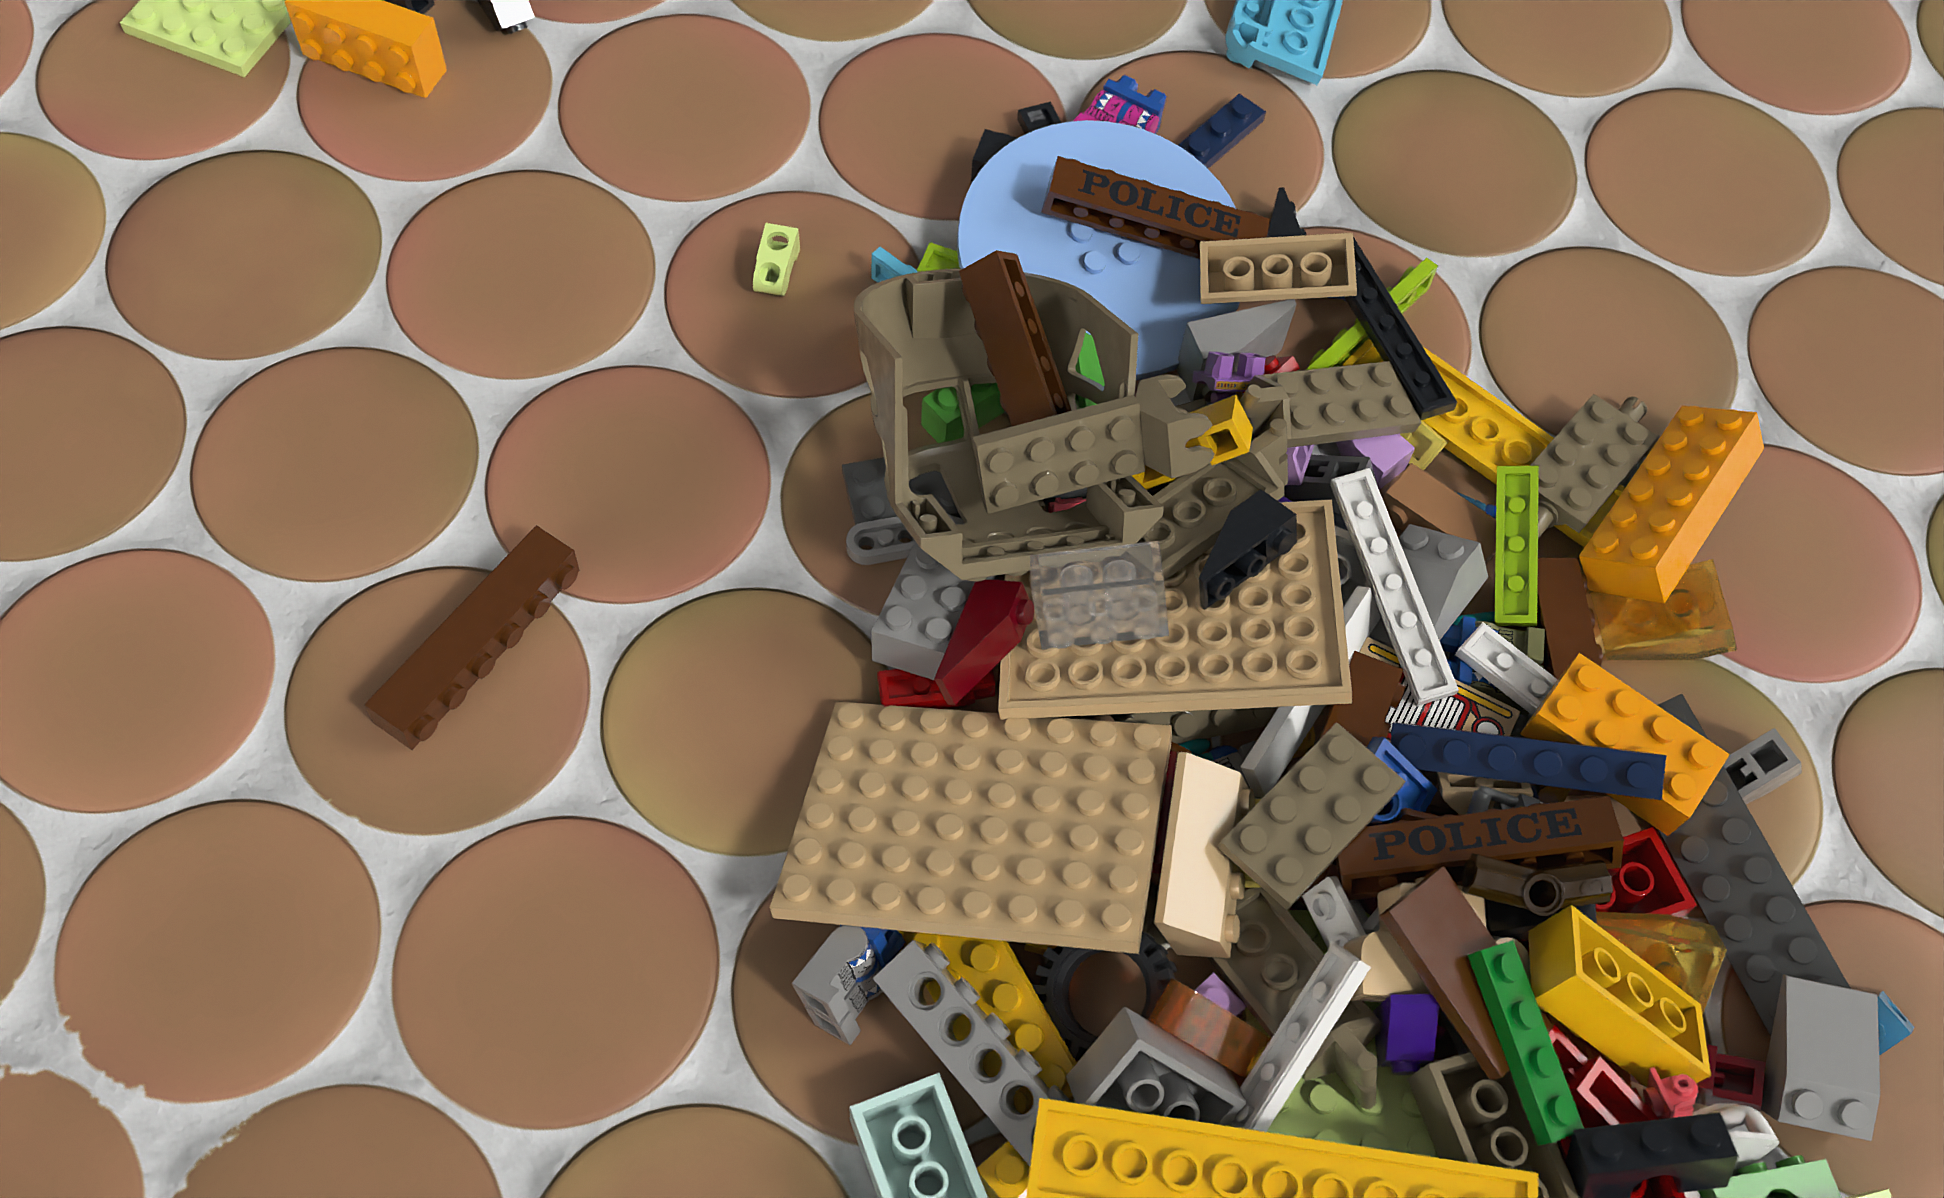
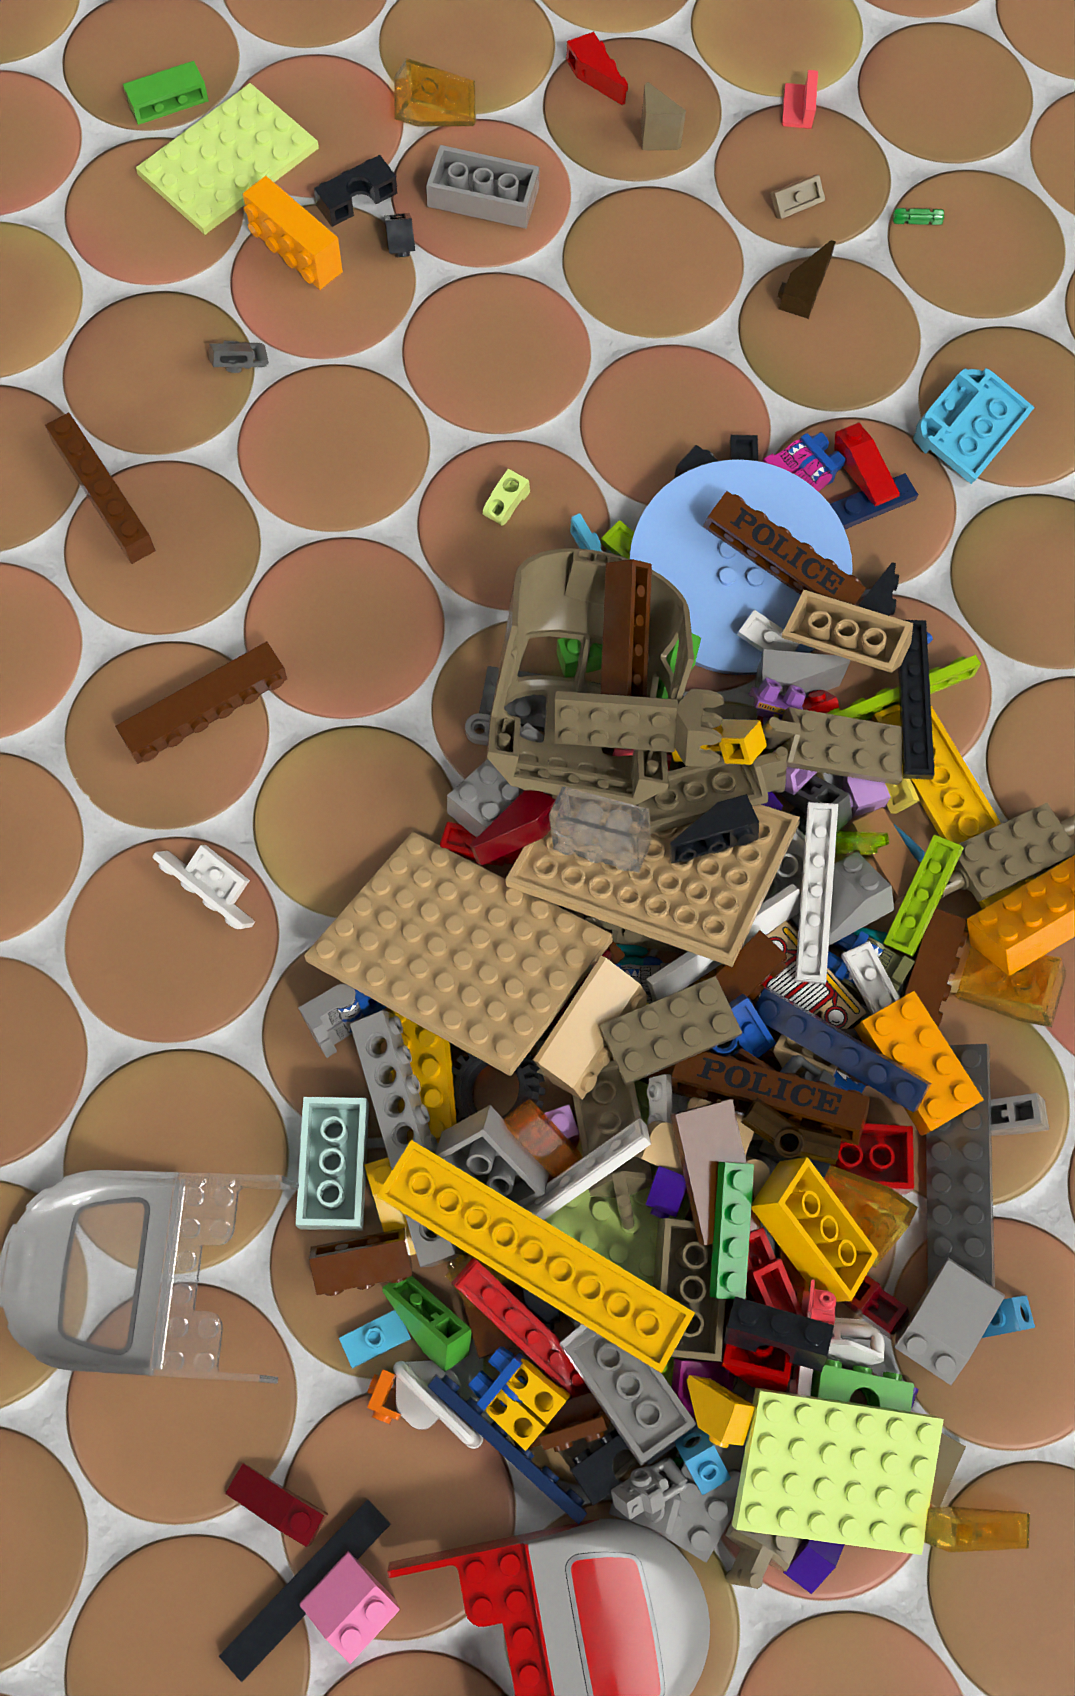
camera: 25 degrees right, 10 degrees up
(221, 411) = (100, 488): none -> reddish brown brick
(348, 199) = (237, 355): none -> dark grey piece
(587, 862) = (212, 880): none -> white bracket
(1171, 312) = (765, 634): none -> white plate
(1192, 93) = (865, 464): none -> red slope
(1418, 506) = (865, 842): none -> clear neon green plate

